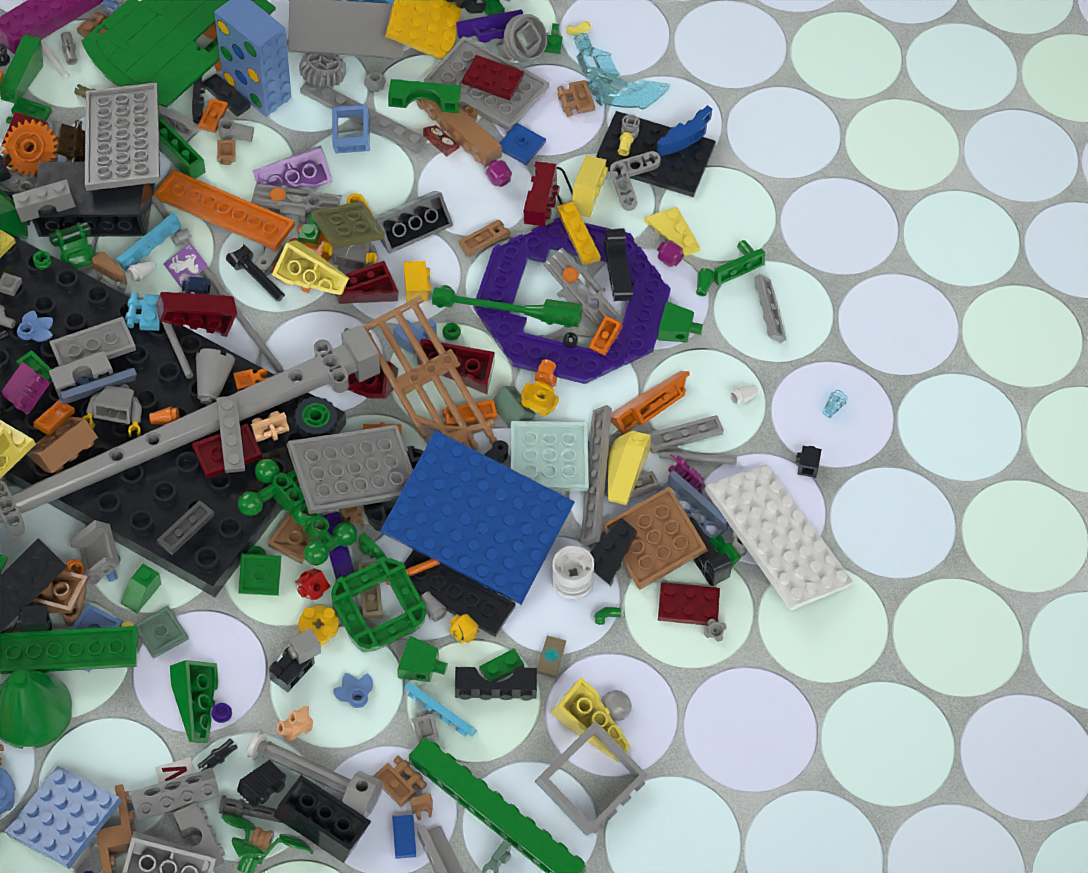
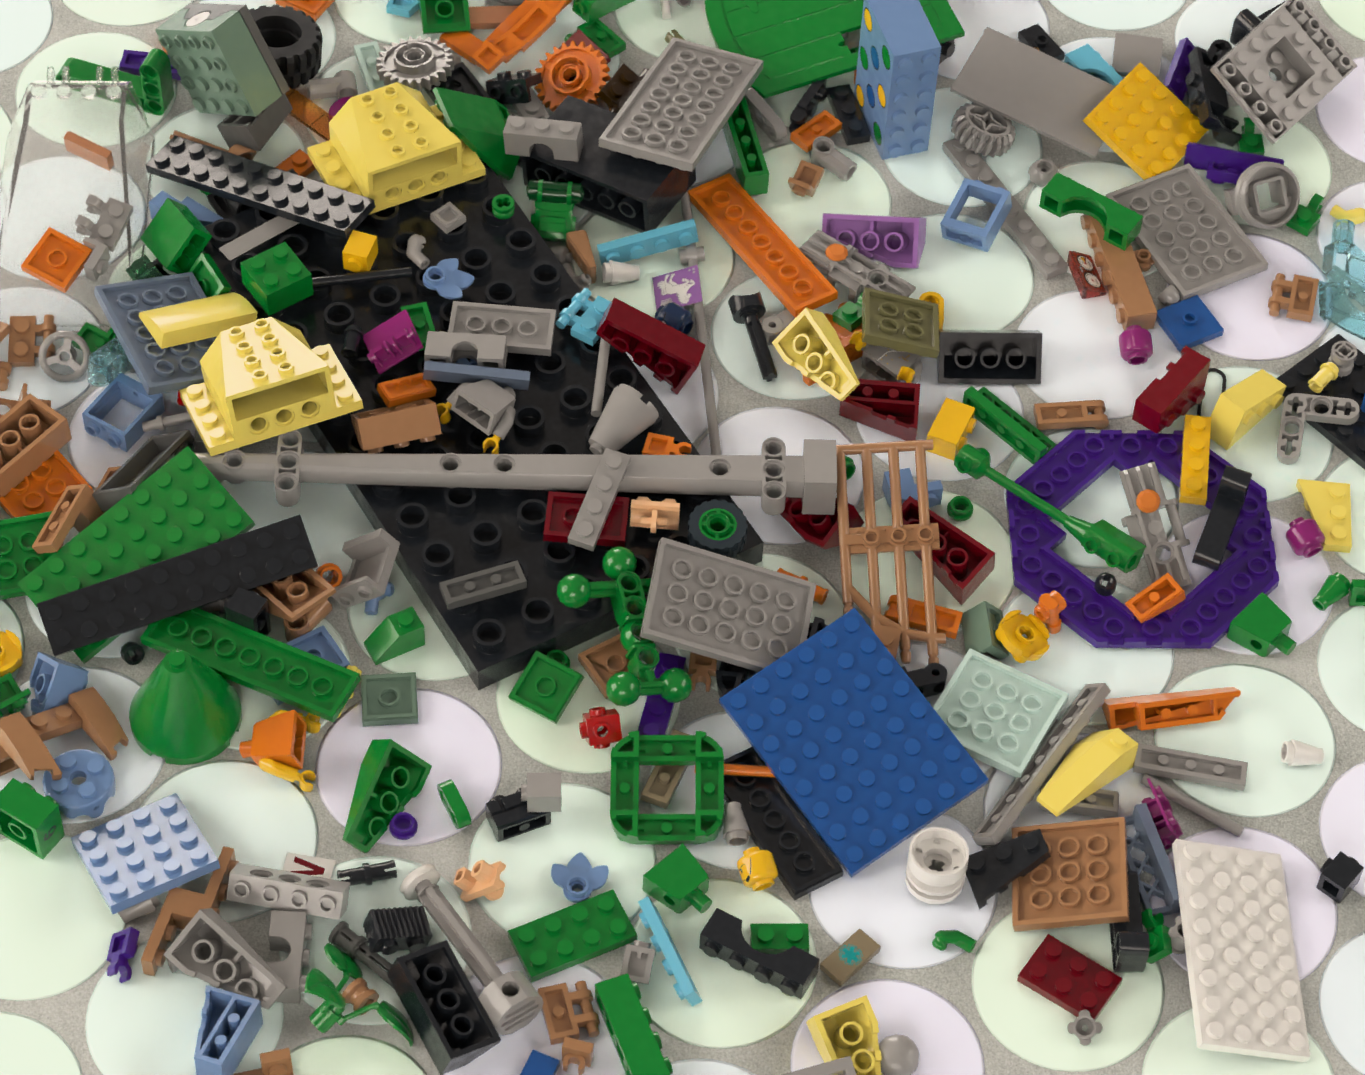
camera: 30 degrees right, 5 degrees down
(109, 699) = (280, 745): none -> orange torso
(164, 416) = (536, 444): orange cone -> none
(246, 681) = (454, 804): none -> green beam
(319, 614) = (583, 766): yellow plate -> none
(369, 547) = (698, 716): green plate -> none
(372, 730) = (572, 935): none -> green plate
(450, 262) = (1008, 424): none -> green fence
(493, 77) = (1196, 227): dark red plate -> none
(501, 131) = (1169, 296): none -> light grey hinge

